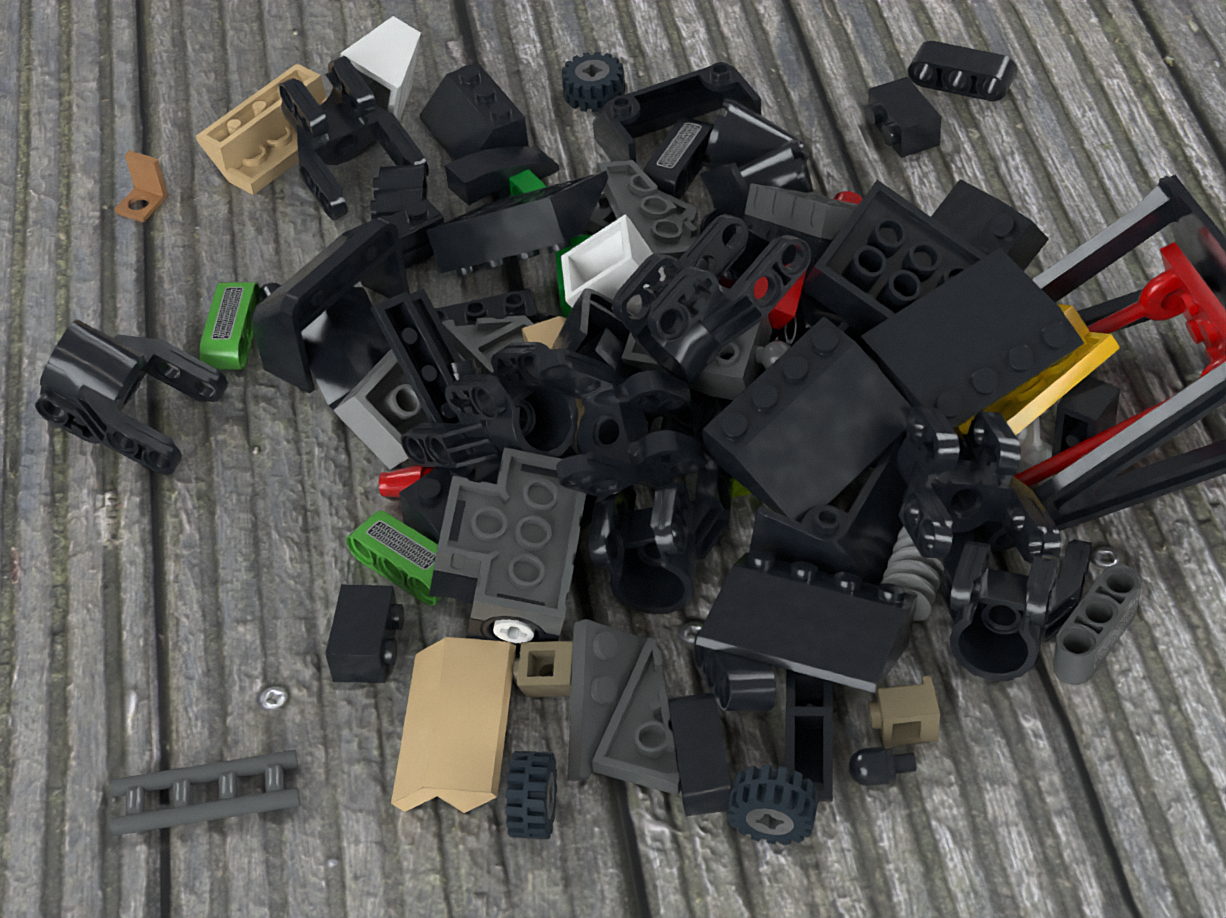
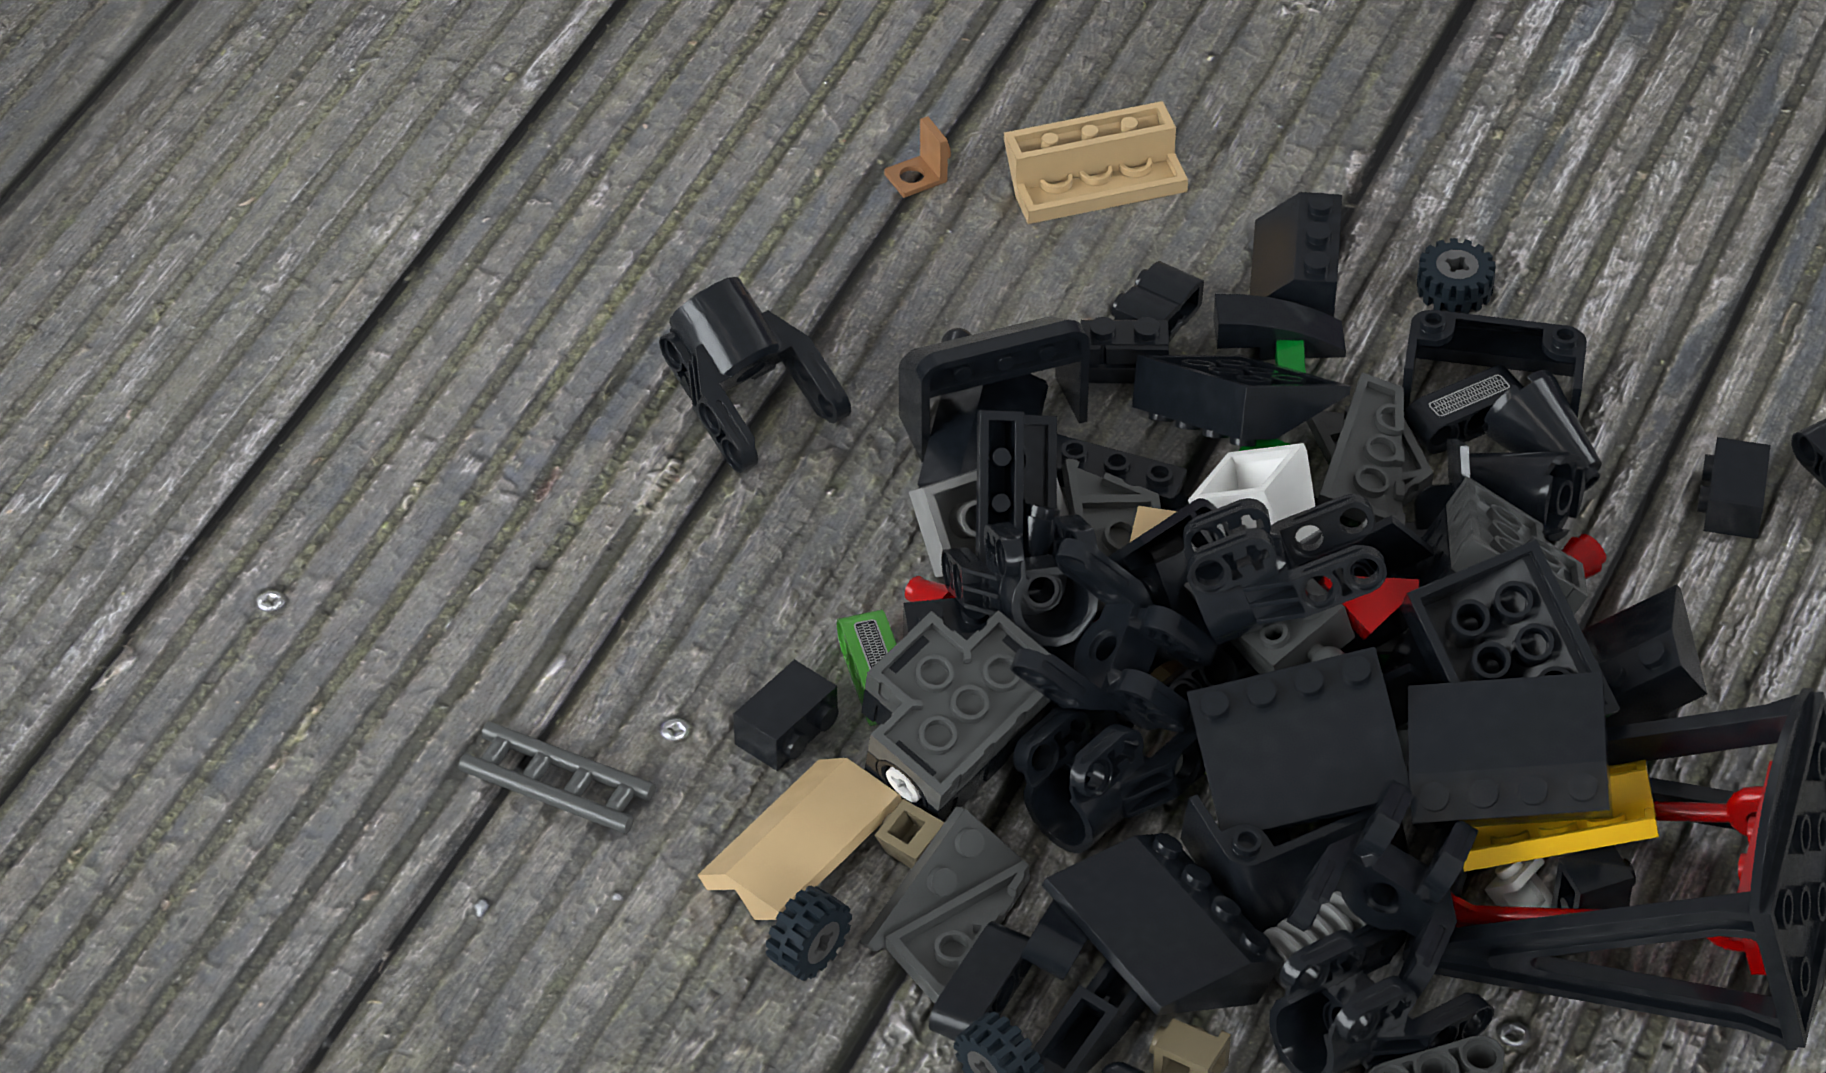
camera: 30 degrees right, 0 degrees up
(229, 326) = (875, 365): bright green beam -> none
(341, 131) = (1143, 202): black piece -> none
(387, 62) = (1233, 159): white slope -> none

